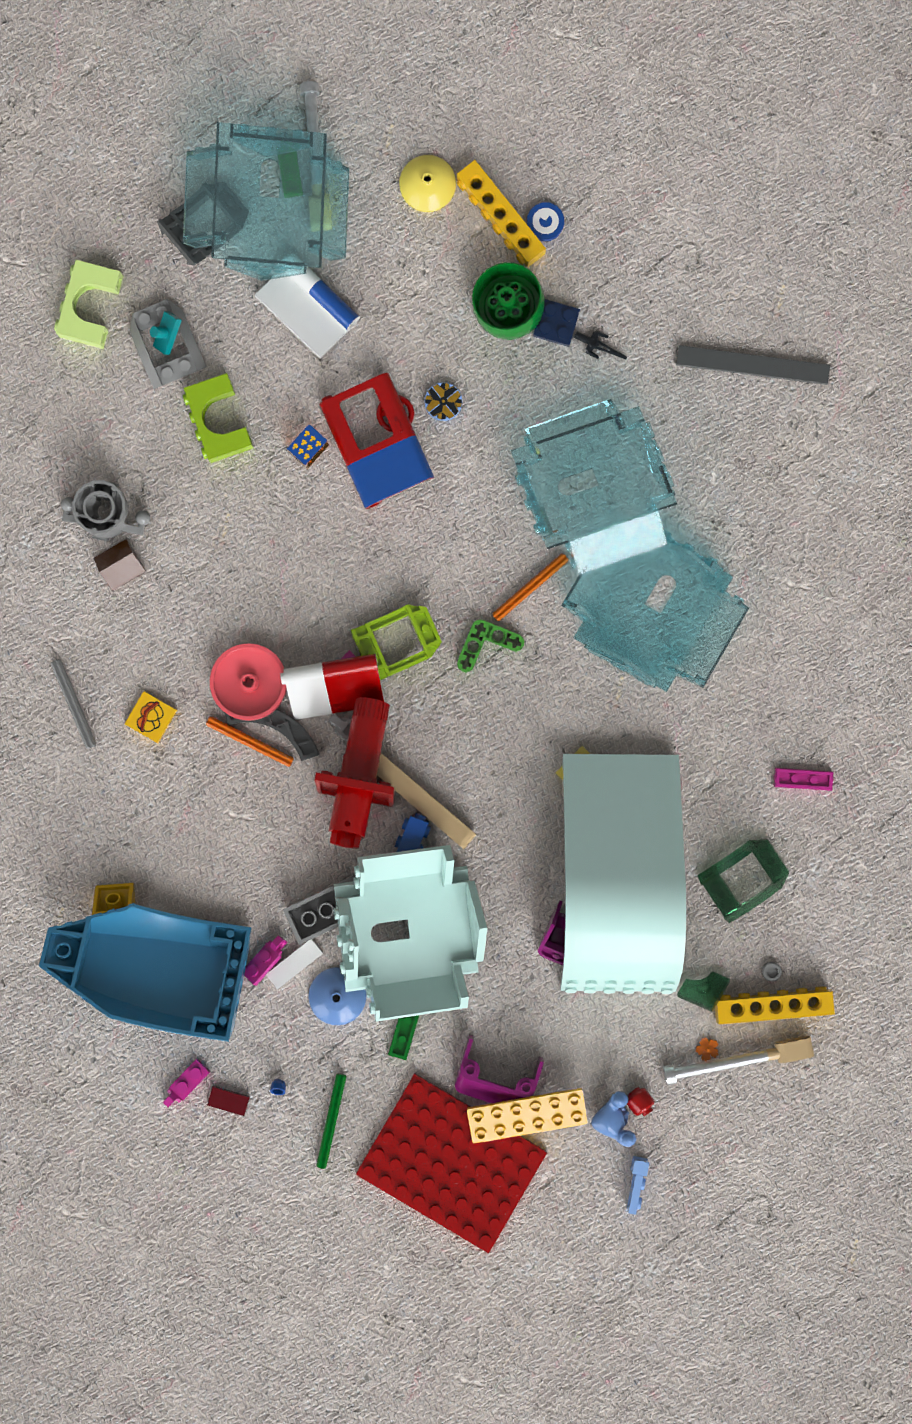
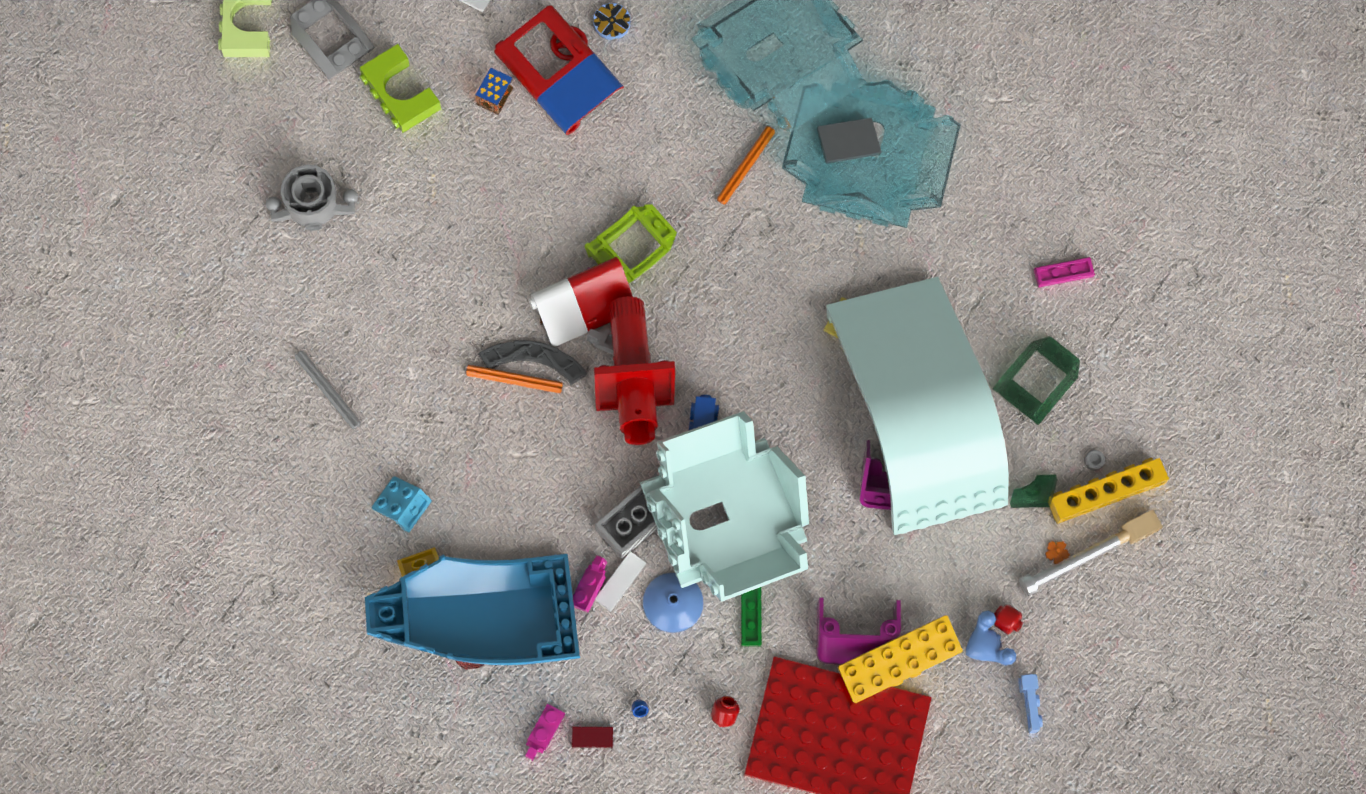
camera: 25 degrees left, 15 degrees down
(112, 834) = (402, 503): none -> medium azure bracket
(119, 565) = (339, 247): slope -> none
(150, 717) = (409, 382): yellow tile -> none
(166, 332) = (328, 23): teal tile -> none
(247, 682) = (497, 320): coral dish -> none
(331, 1121) = (703, 728): green axle -> none
(353, 1114) = (725, 711): none -> red head
(424, 802) = (727, 398): tan beam -> none
(487, 635) = (718, 220): bright green beam -> none
(636, 591) = (848, 140): none -> dark grey tile

